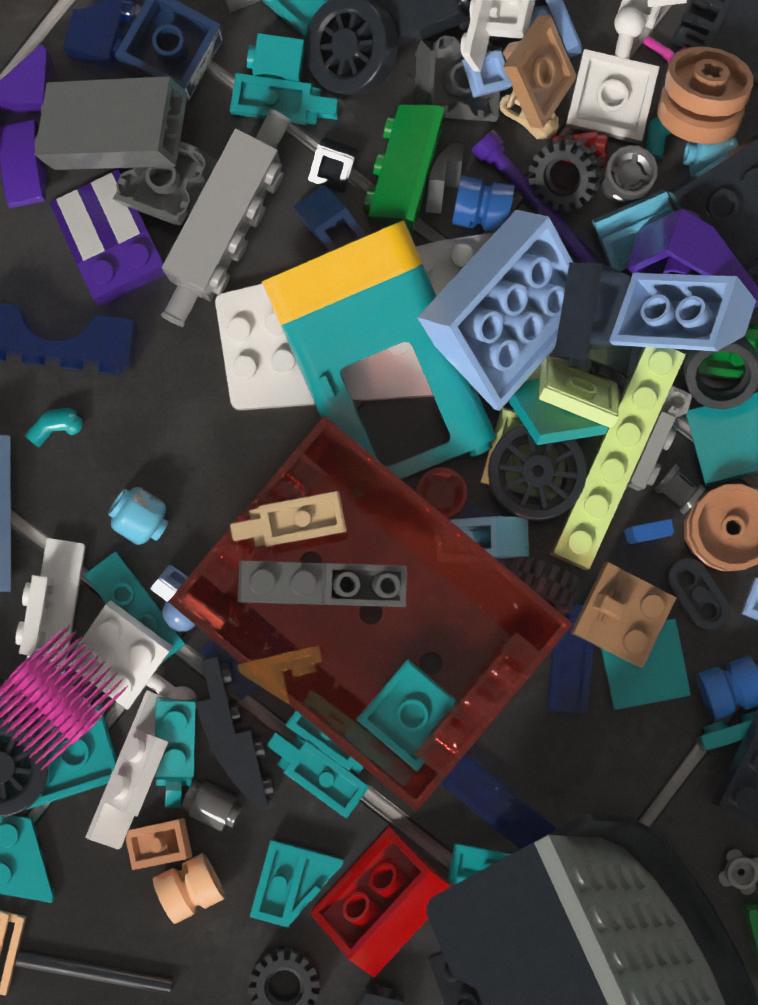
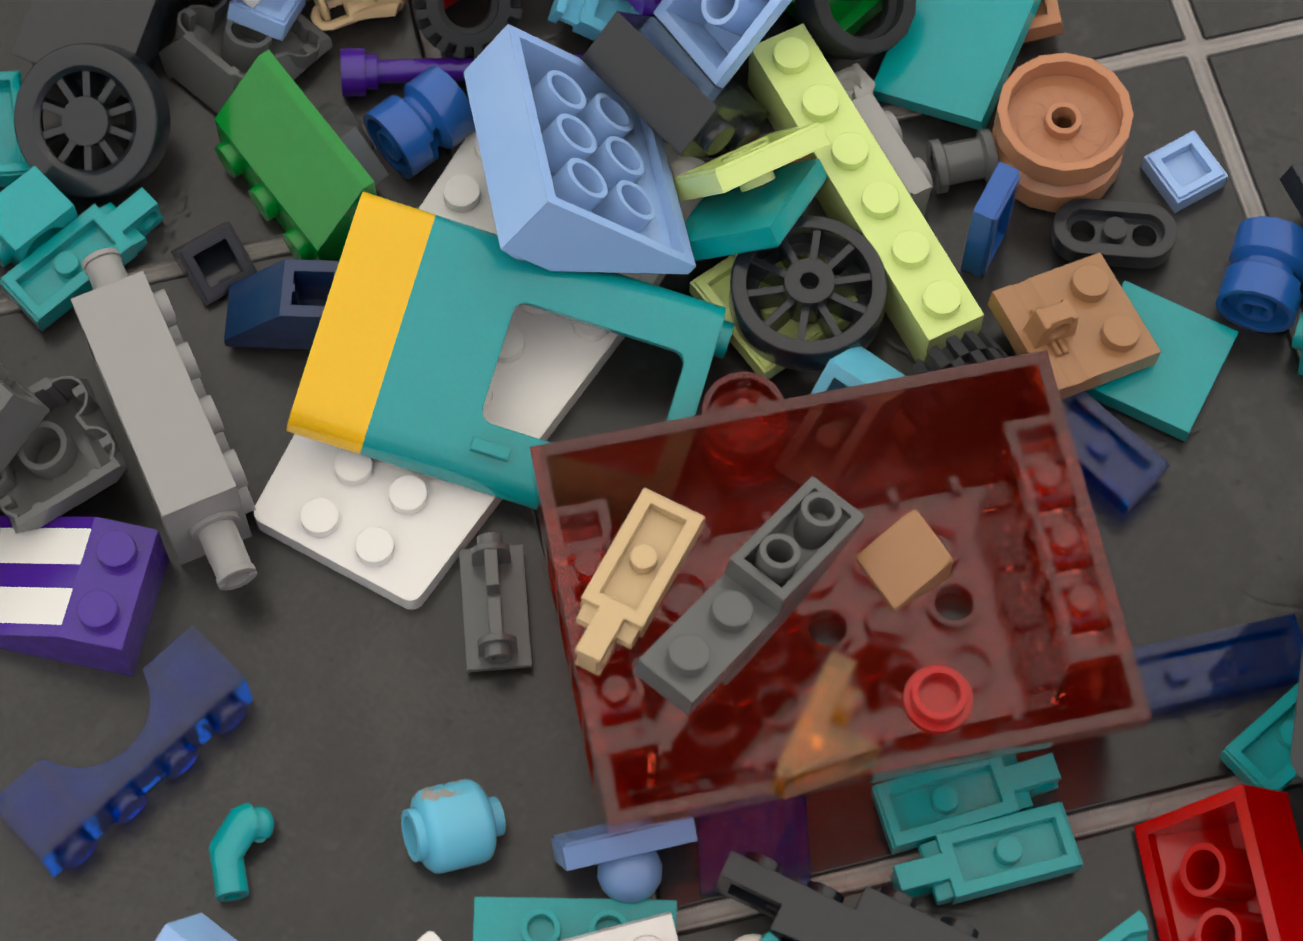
camera: 55 degrees left, 20 degrees down
(262, 447) = (494, 605): none -> dark grey hinge
(343, 707) = (937, 699): none -> red plate
(400, 640) = (905, 561): none -> medium nougat slope
(406, 711) = (1005, 661): teal tile -> none

